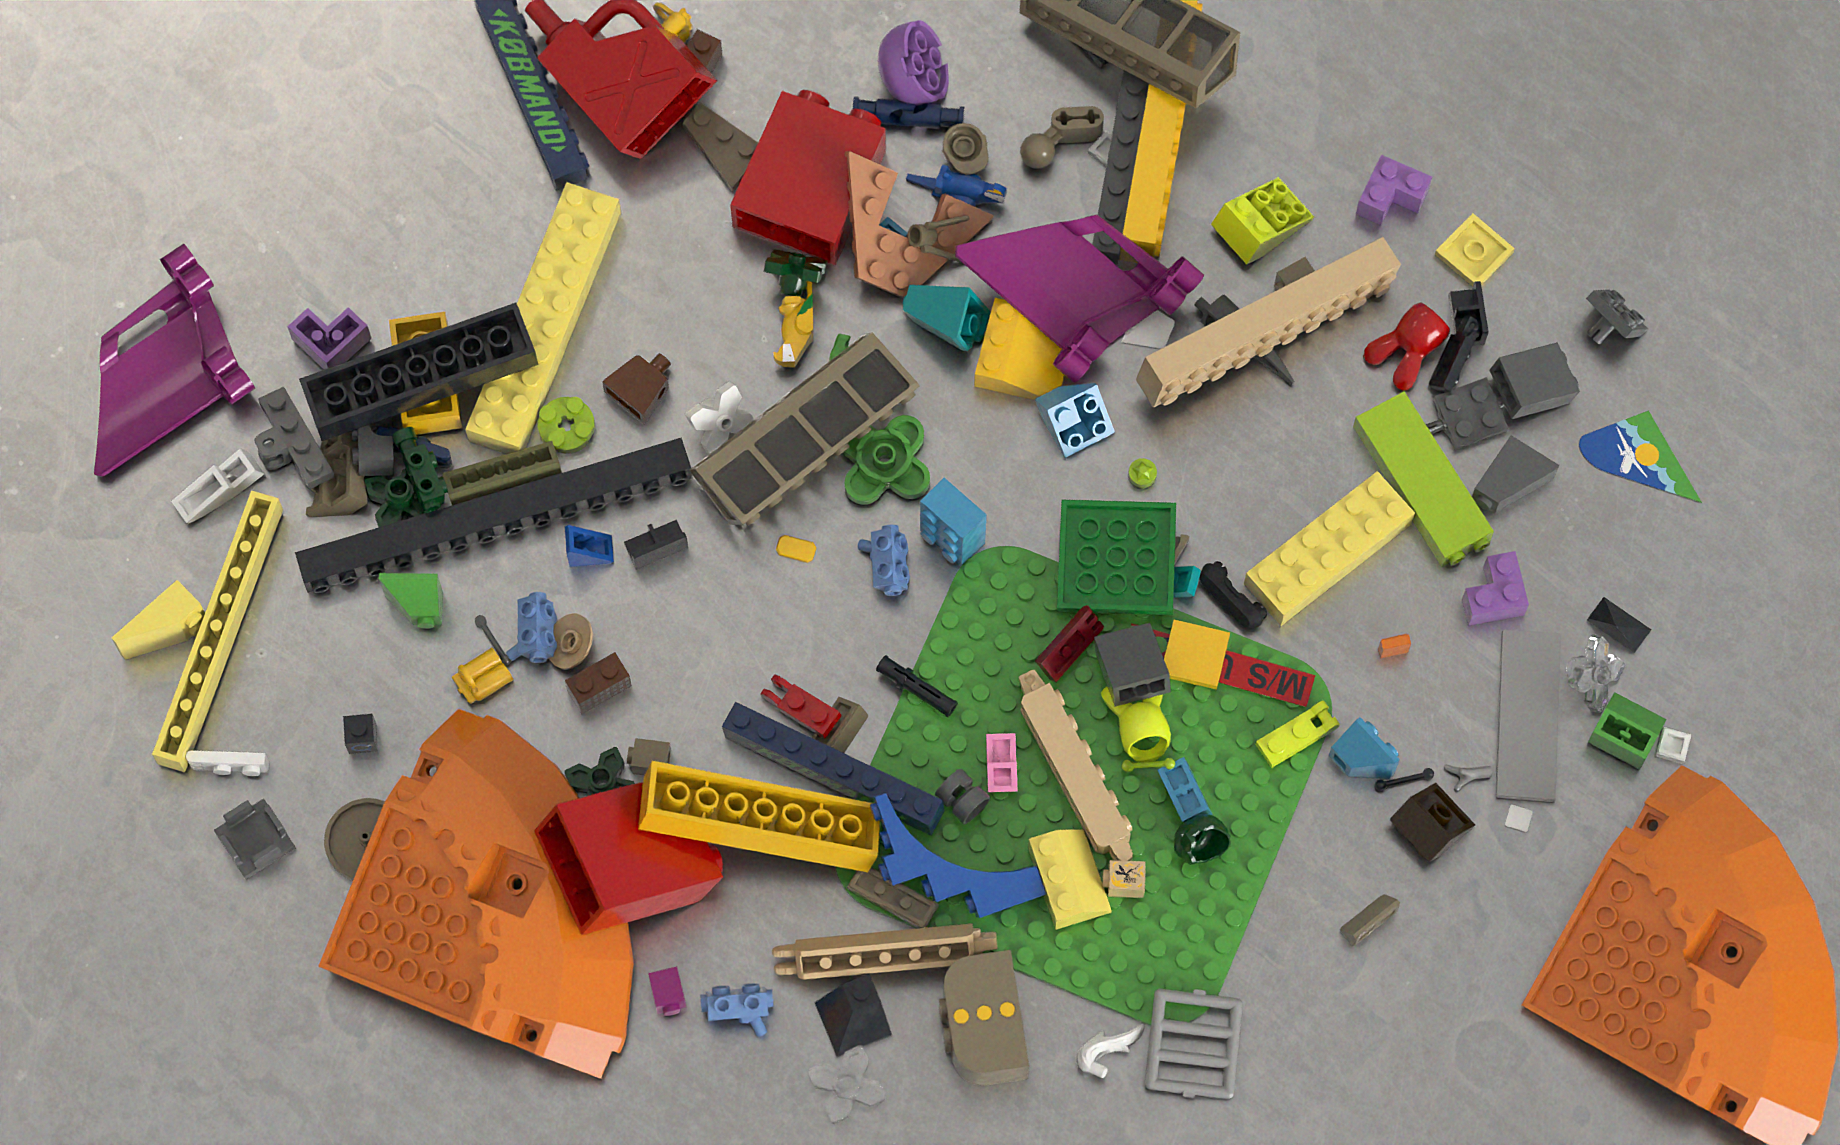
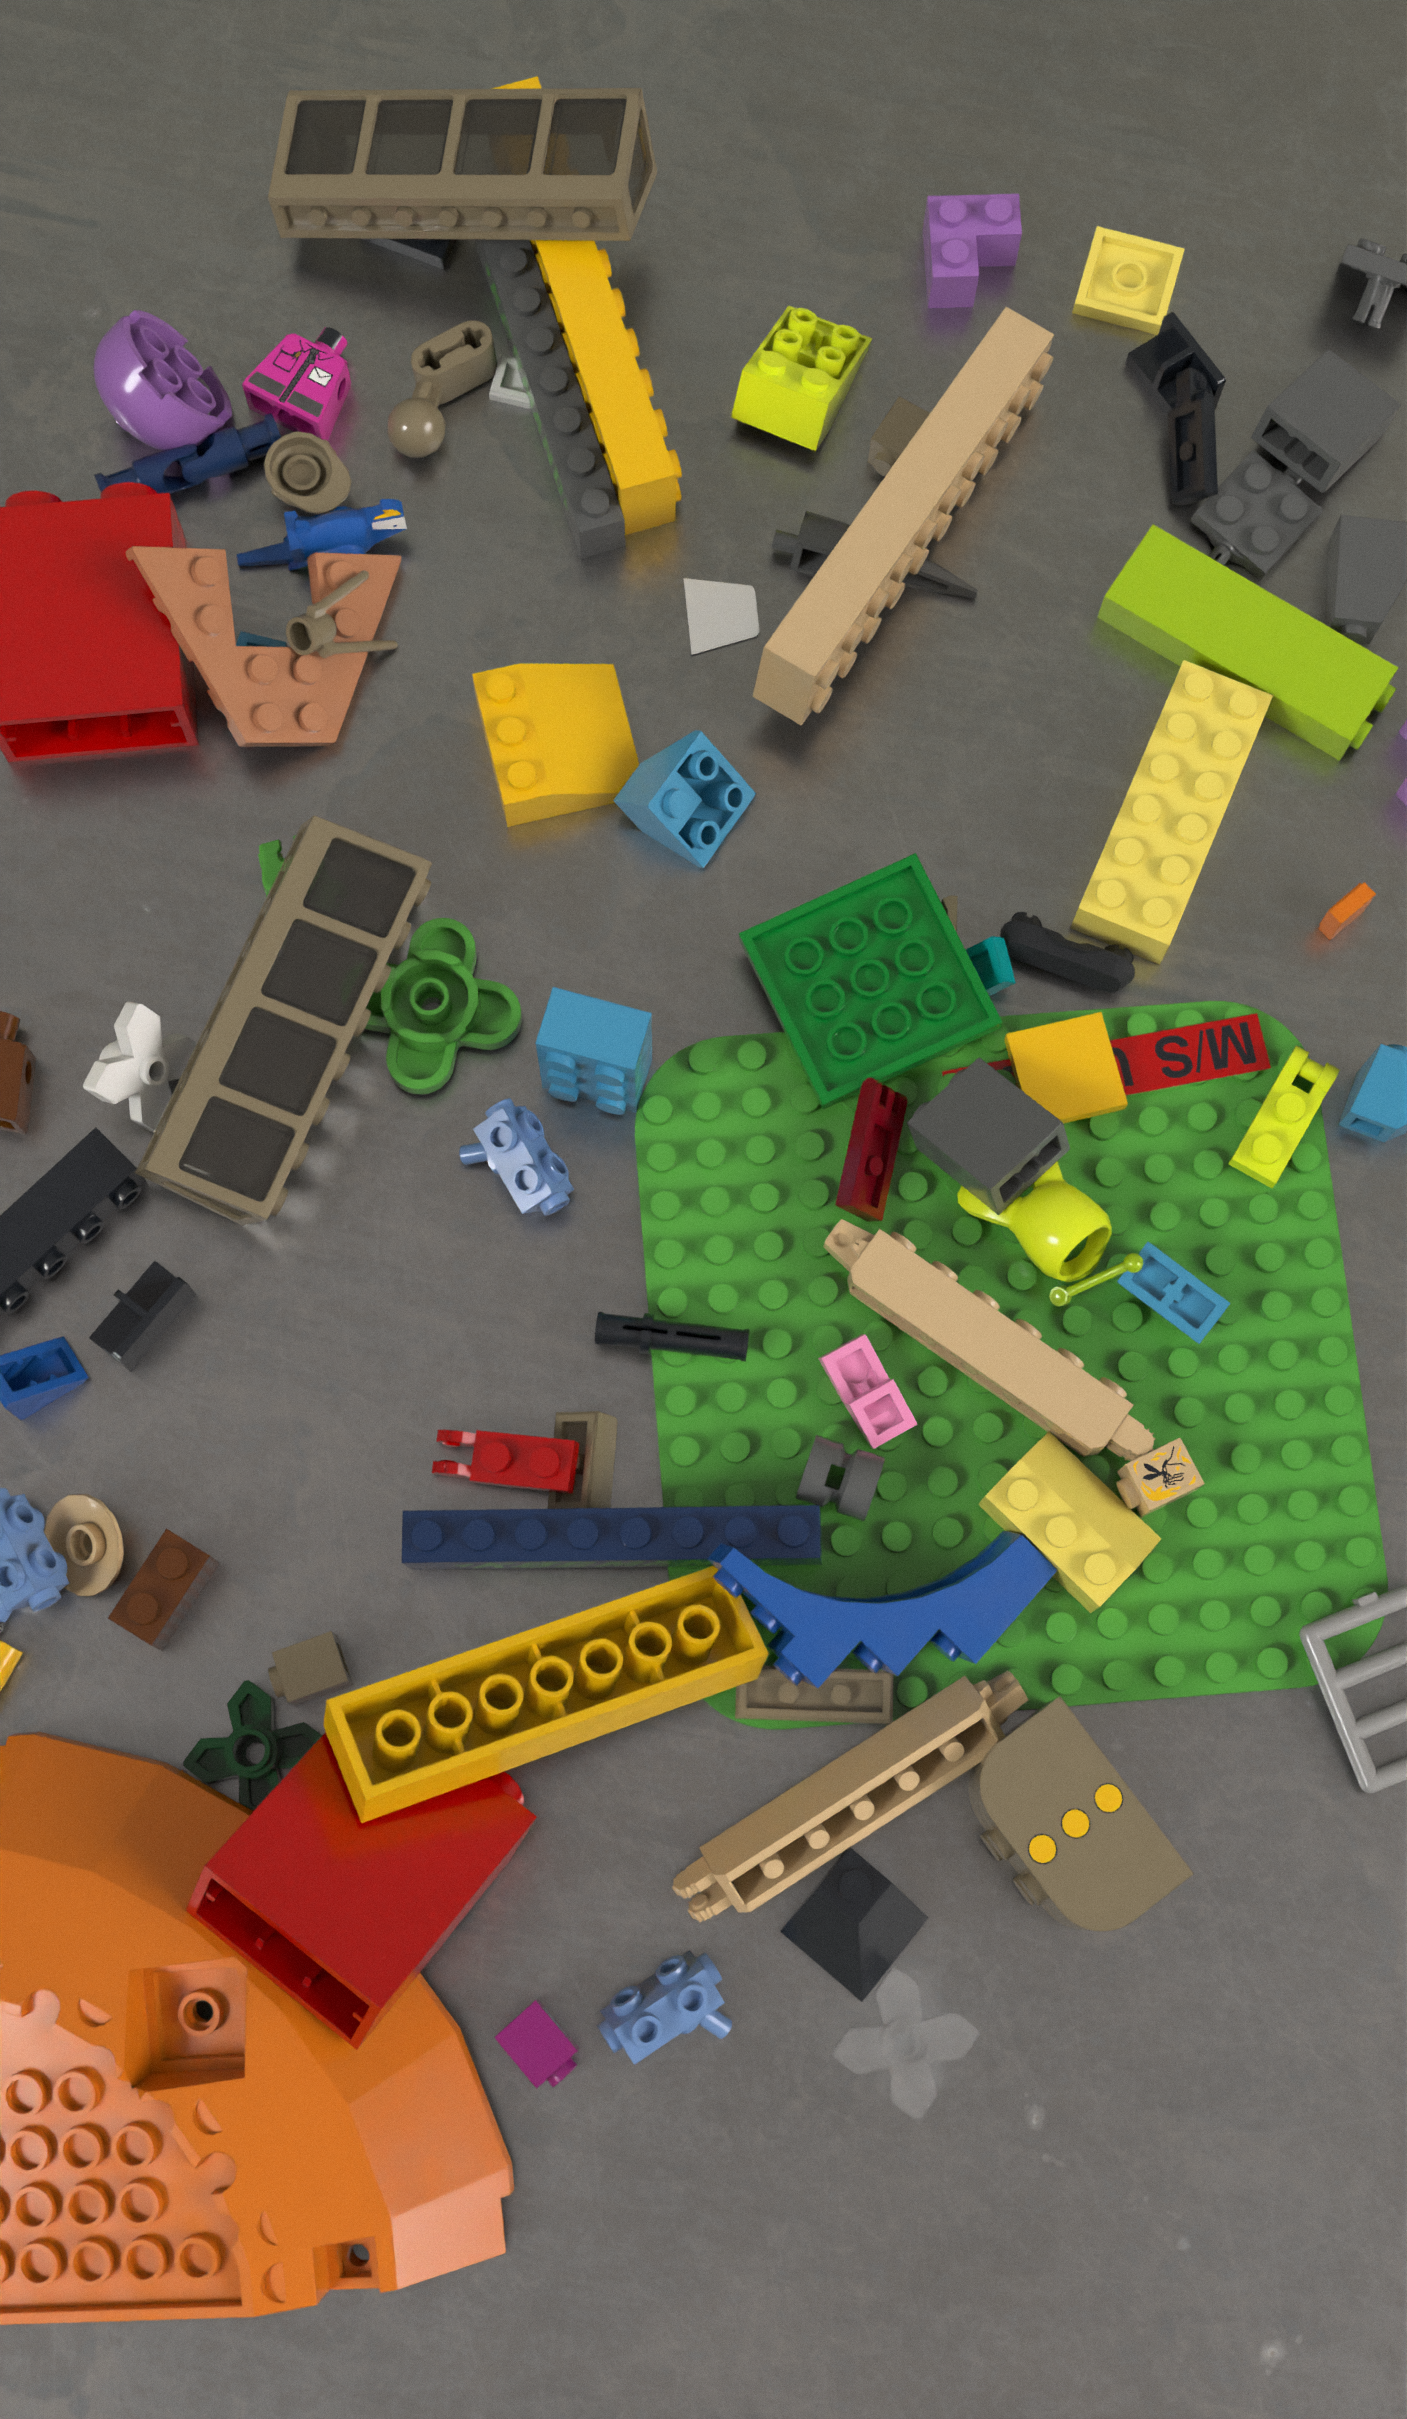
camera: 30 degrees left, 5 degrees up
(794, 270) = (140, 781): dark green plant -> none
(795, 328) = (187, 866): yellow animal -> none
(796, 548) = (366, 1211): yellow piece -> none
(948, 312) = (411, 733): teal slope -> none
(990, 98) = (302, 383): none -> dark pink torso
(1074, 288) = (585, 602): magenta panel -> none
(1101, 1045) = (1260, 1761): white piece -> none
(1142, 473) = (831, 835): lime tile -> none
(1201, 839) = (1241, 1356): dark green hair -> none
(1419, 334) = (1120, 433): red piece -> none

